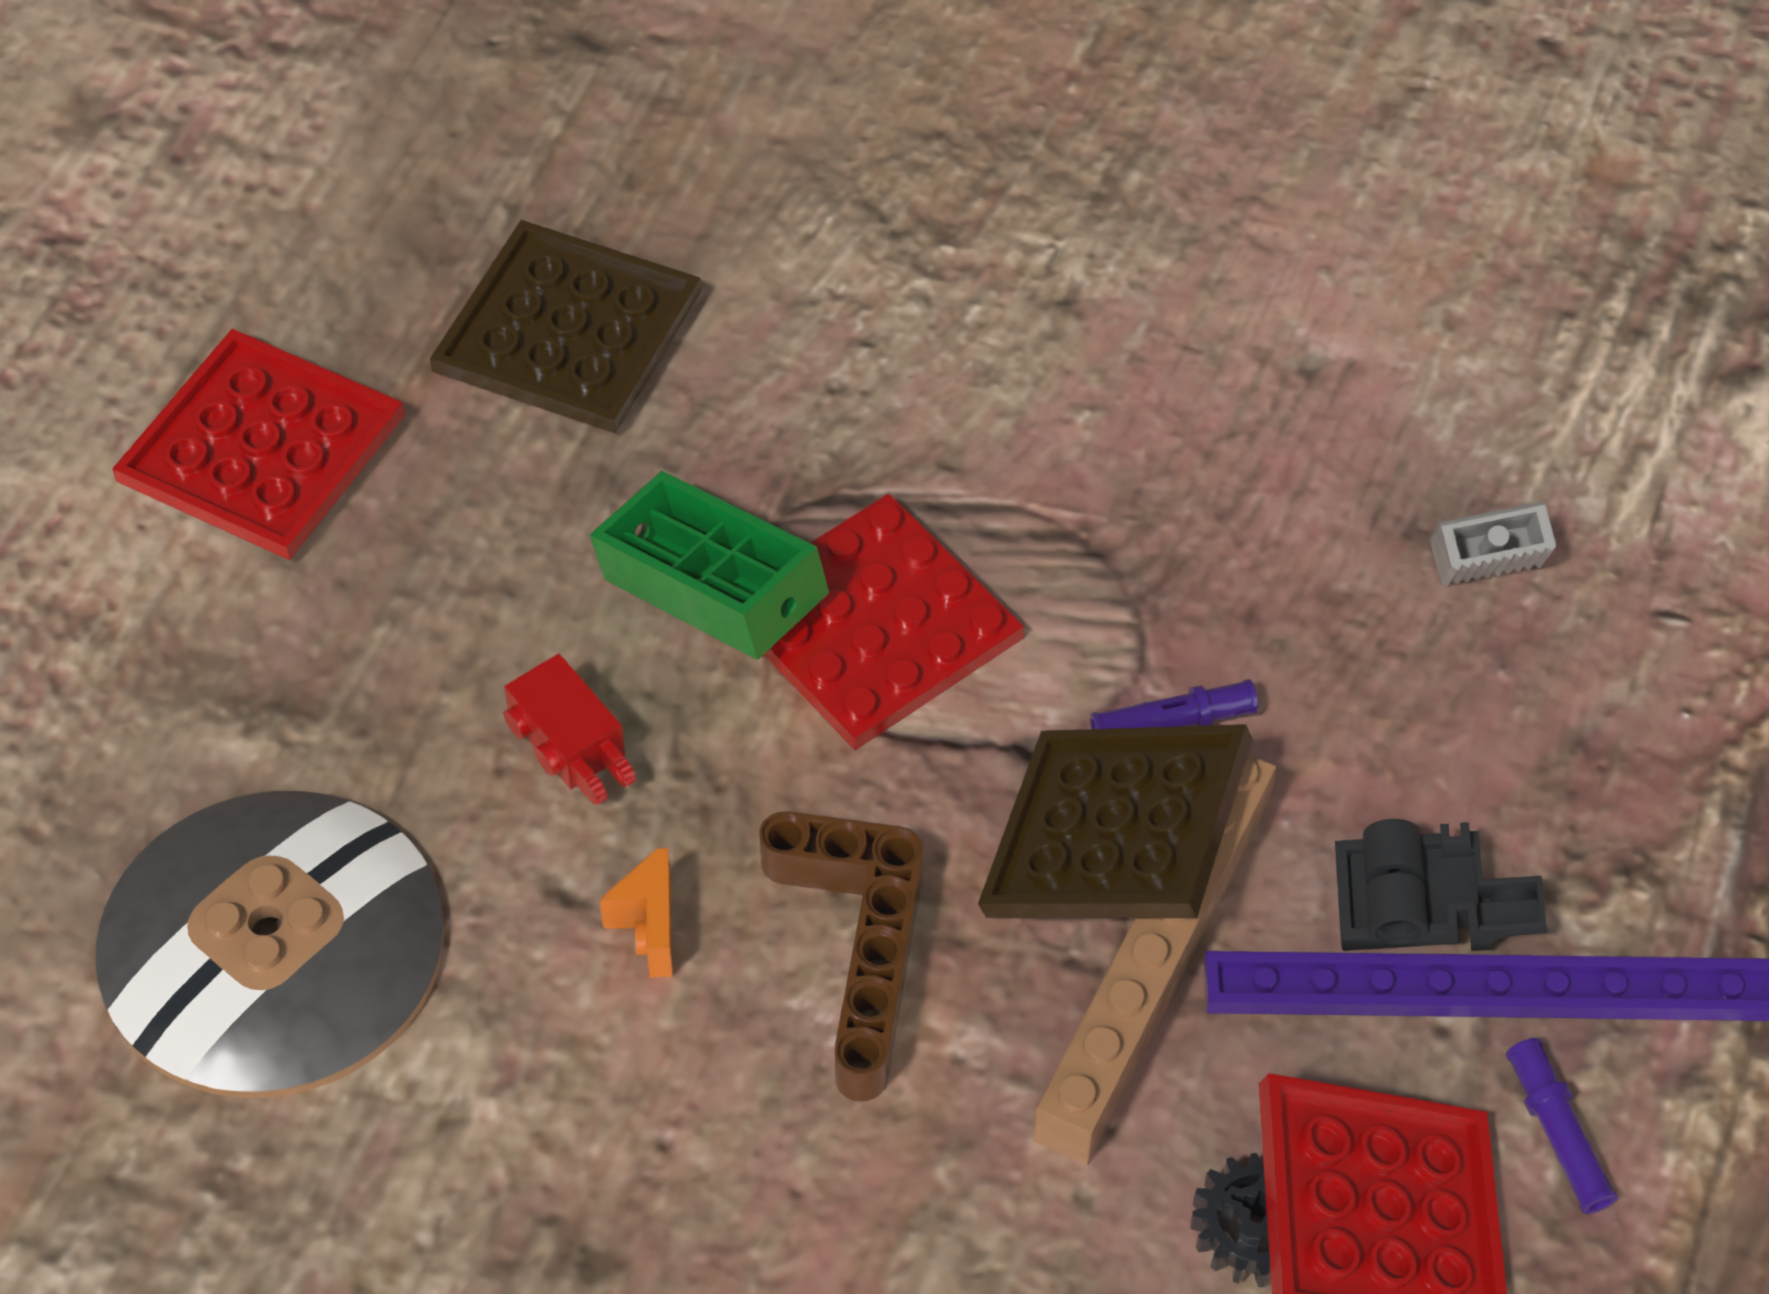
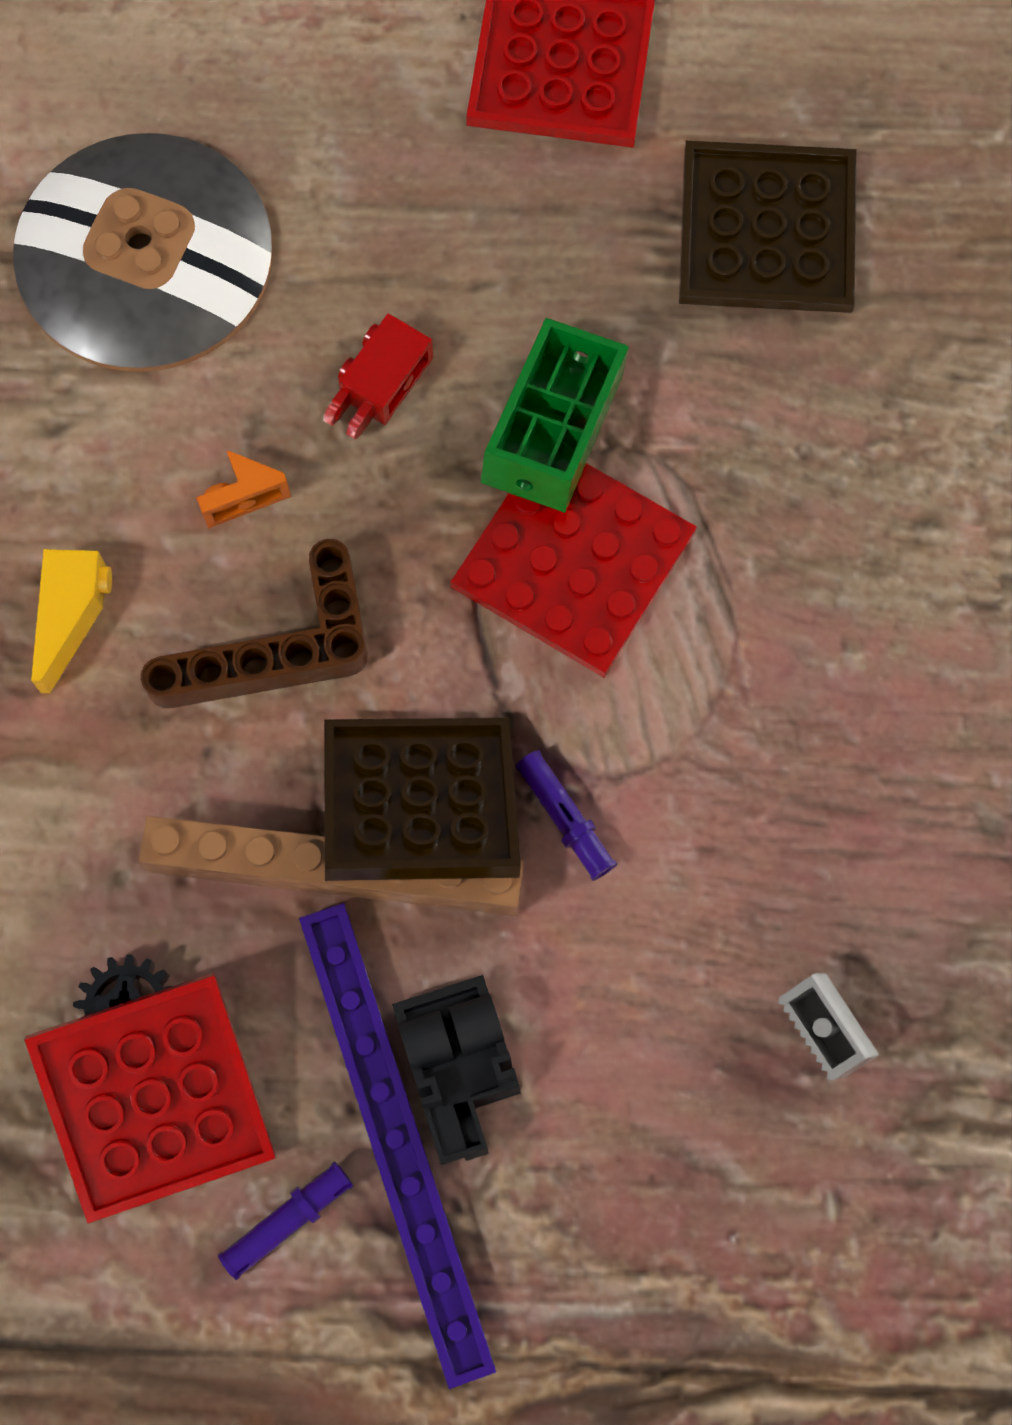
camera: 70 degrees right, 20 degrees up
(712, 1142) = (67, 608): none -> yellow slope

